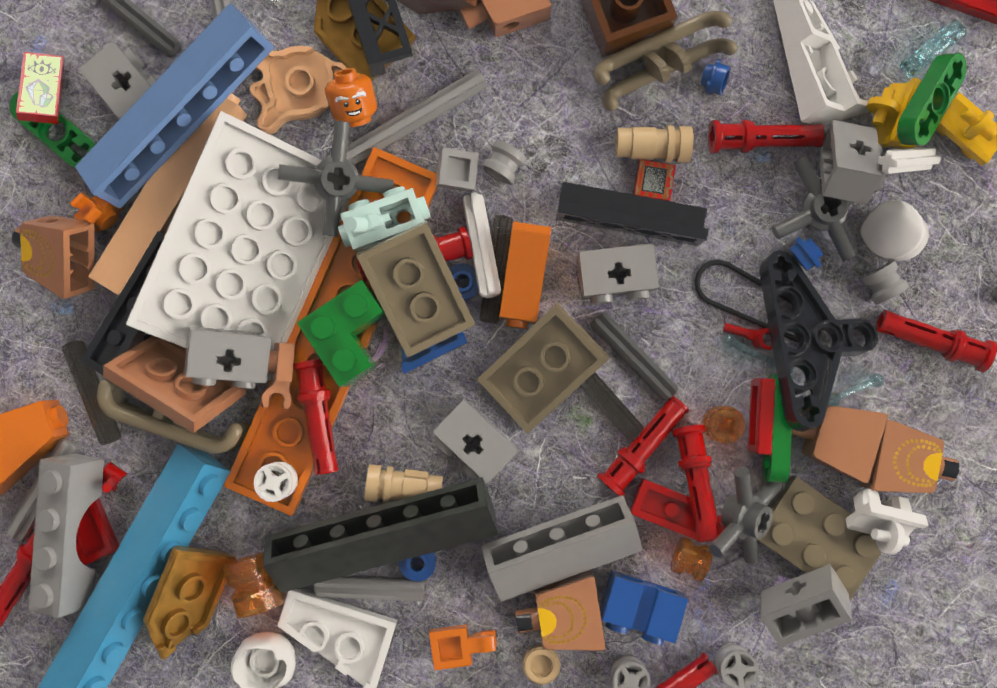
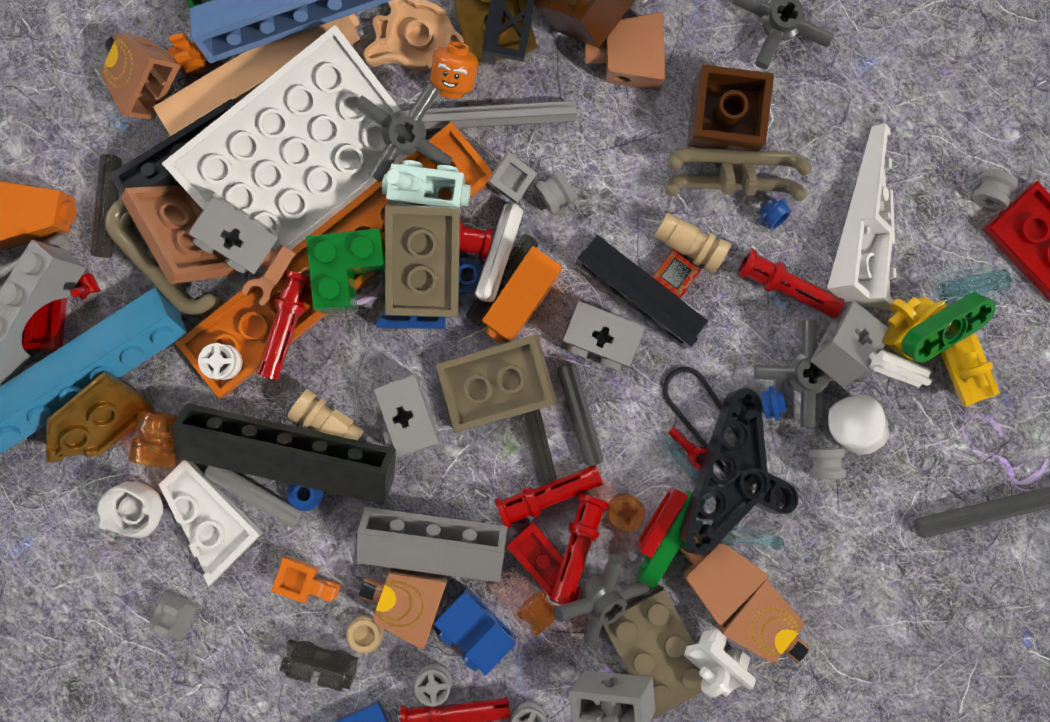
camera: 20 degrees right, 0 degrees up
(952, 344) = (856, 546): red pin -> none

